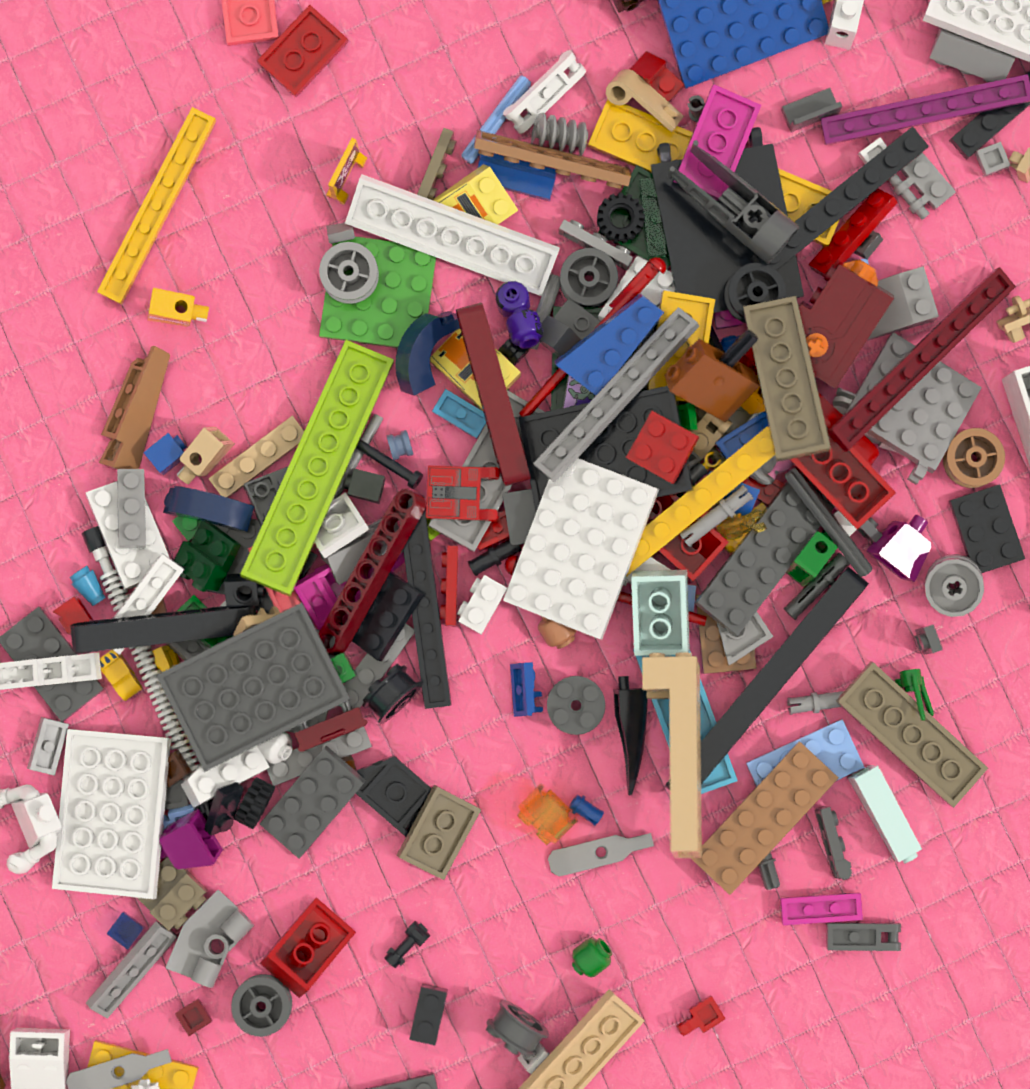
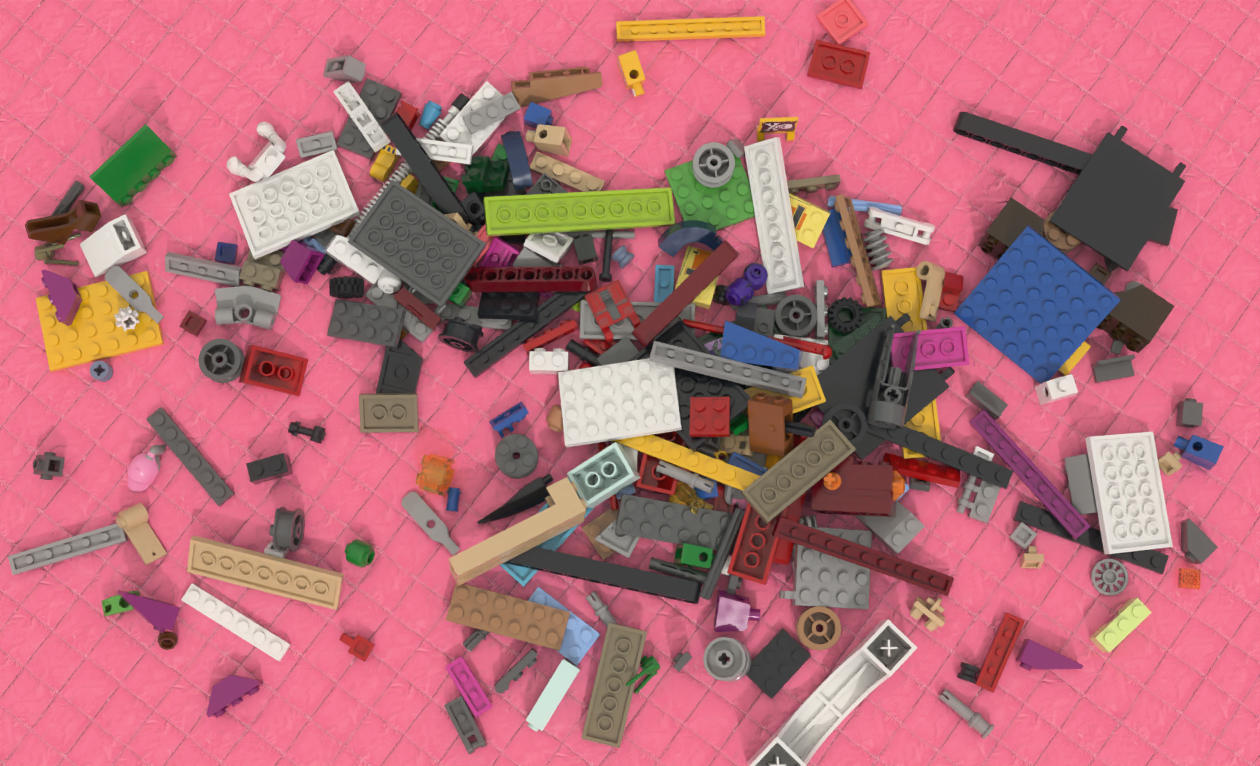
camera: 65 degrees right, 5 degrees down
(223, 808) = (331, 268): black plate -> none

